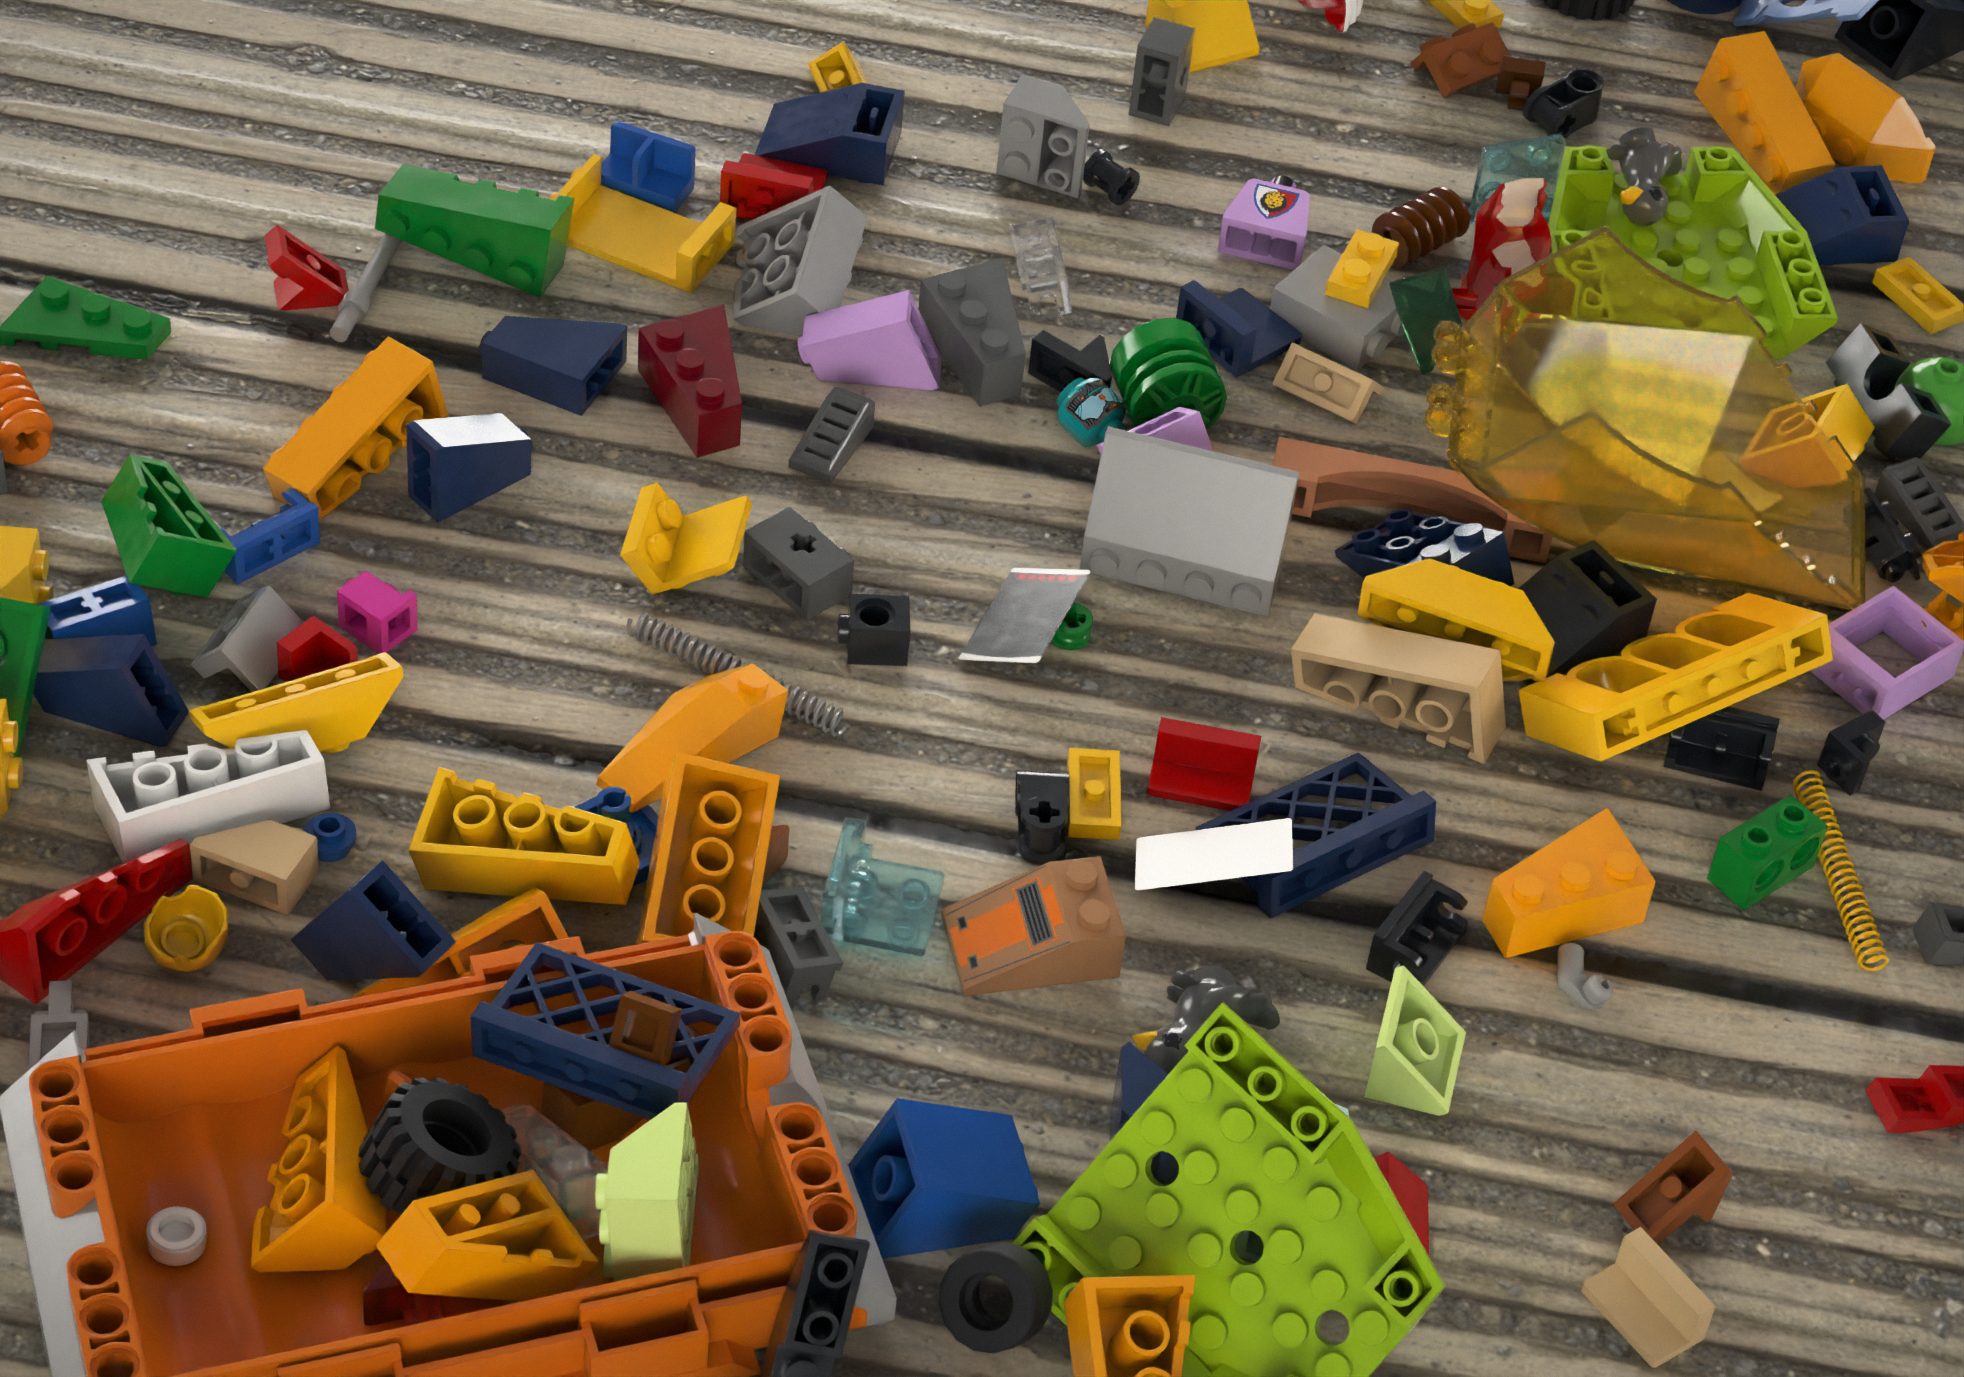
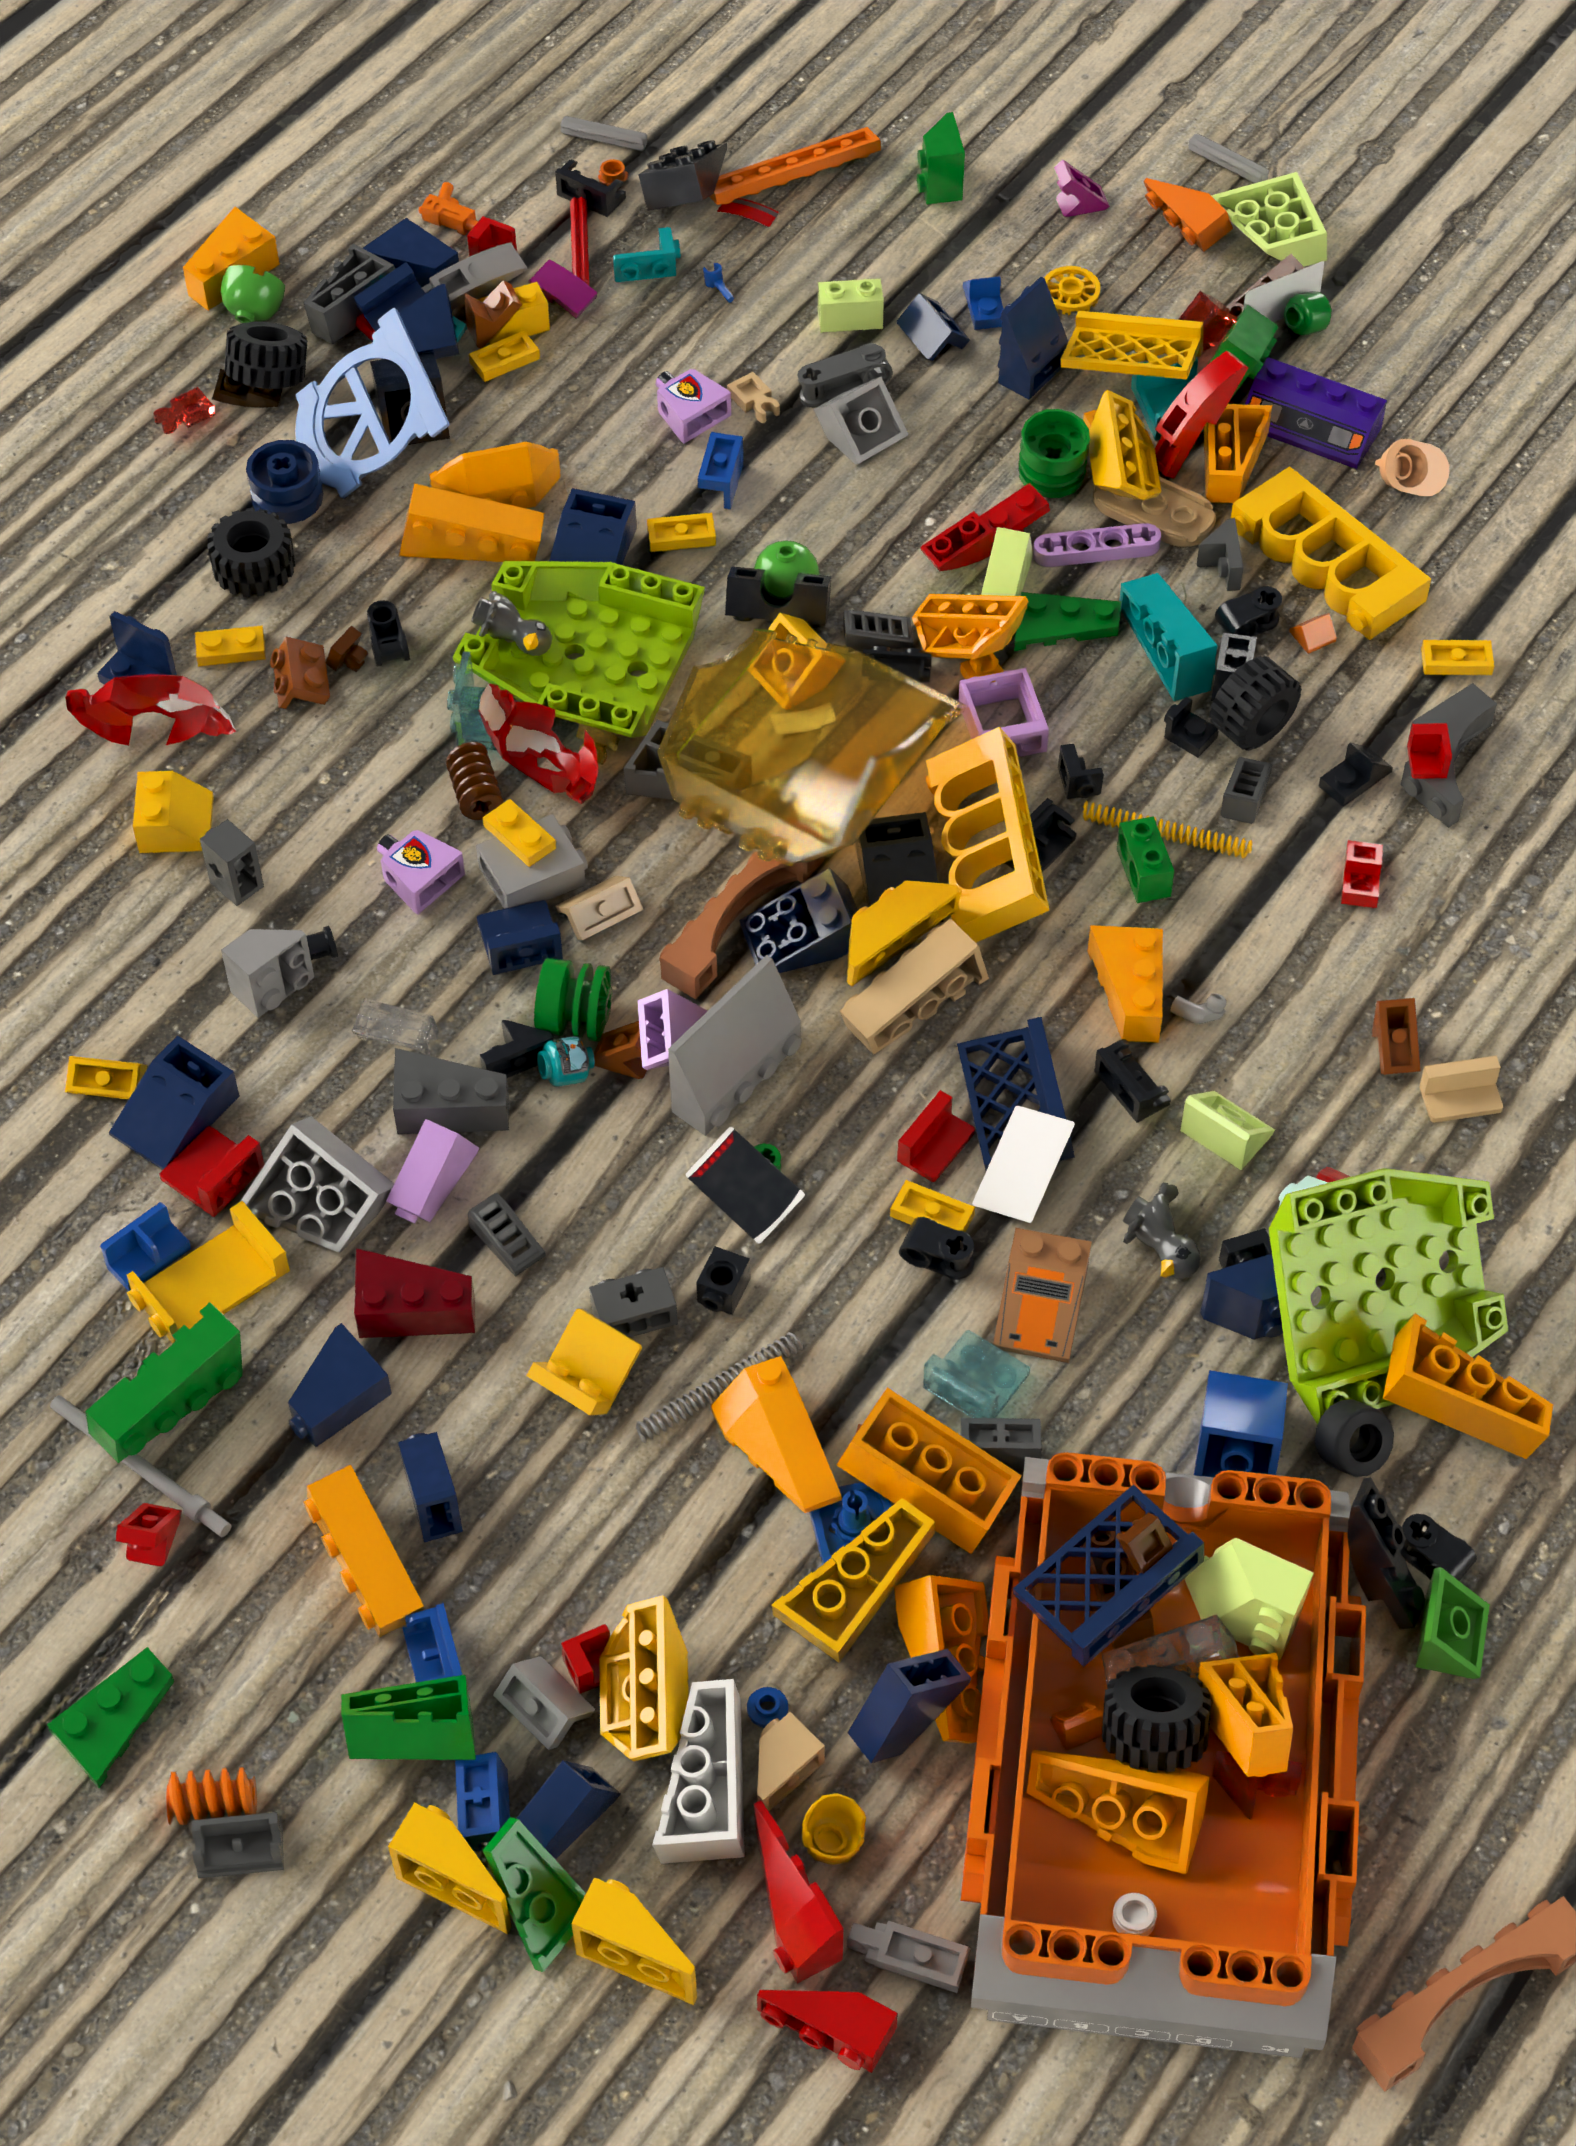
camera: 60 degrees left, 10 degrees up
(376, 612) = (556, 1603): dark pink brick -> none
(1421, 305) = (585, 815): clear green slope -> none

